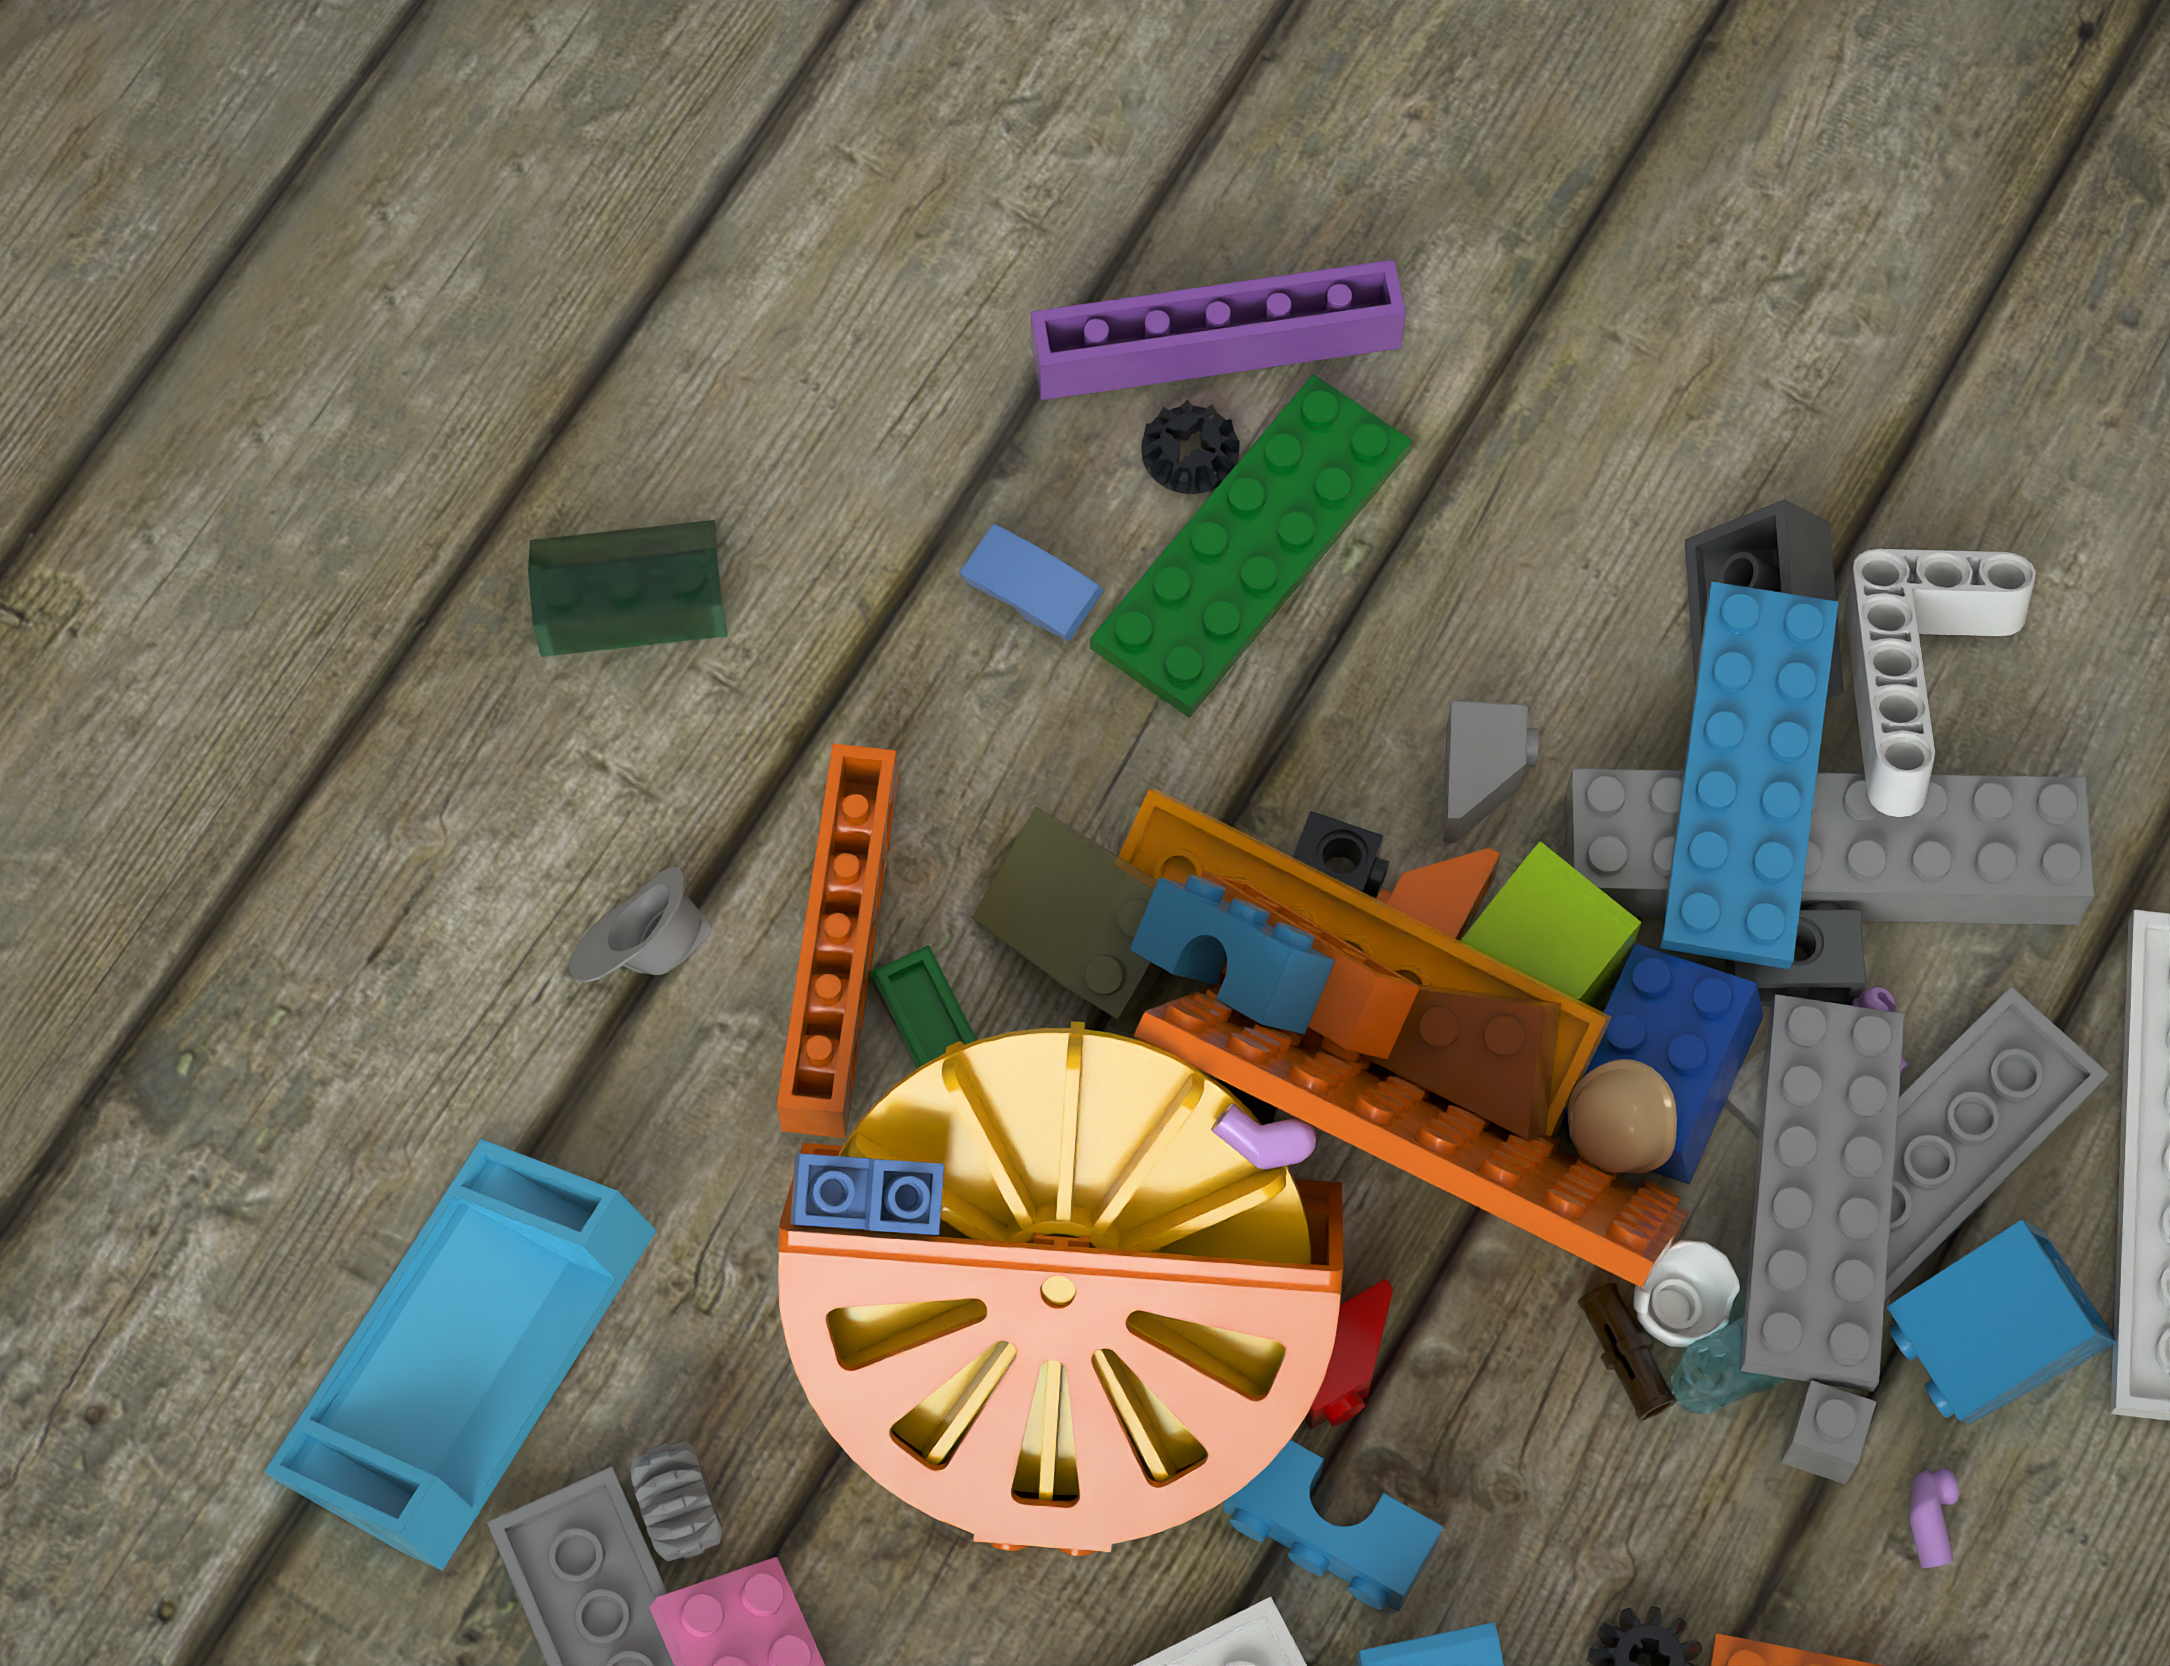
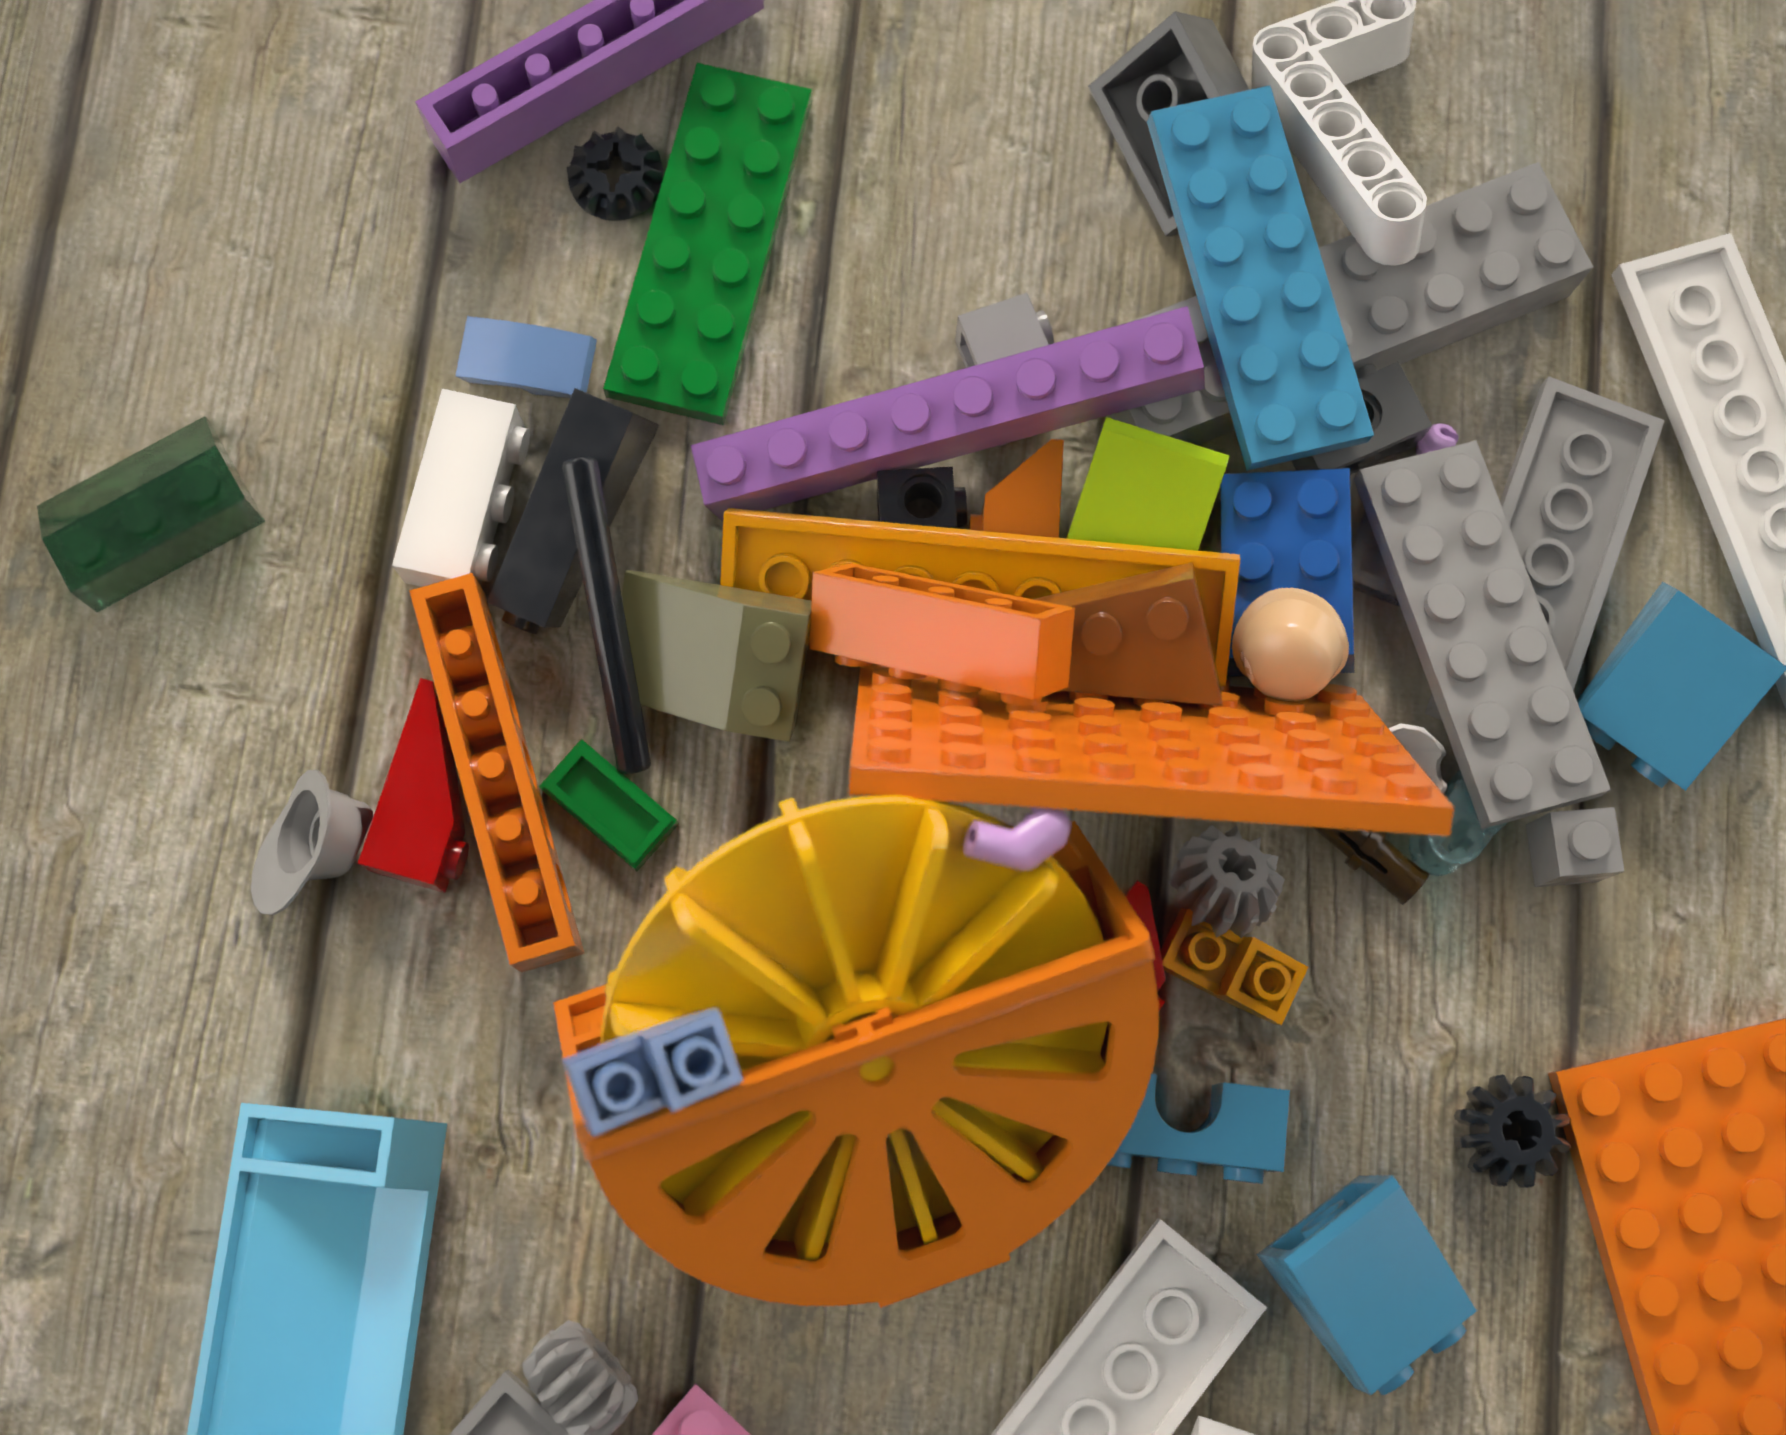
camera: 30 degrees left, 10 degrees up
(751, 950) = (419, 812): none -> red slope
(919, 676) = (461, 490): none -> white brick
(1000, 840) = (606, 614): none -> black axle
(1011, 734) = (543, 562): none -> black slope
(1269, 969) = (930, 648): dark azure arch -> none
(1402, 785) = (952, 414): none -> medium lavender brick
(1445, 1405) = (1233, 968): none -> light orange slope
(1472, 1319) = (1226, 881): none -> light grey gear
(1926, 1517) = (1676, 864): lavender arm -> none

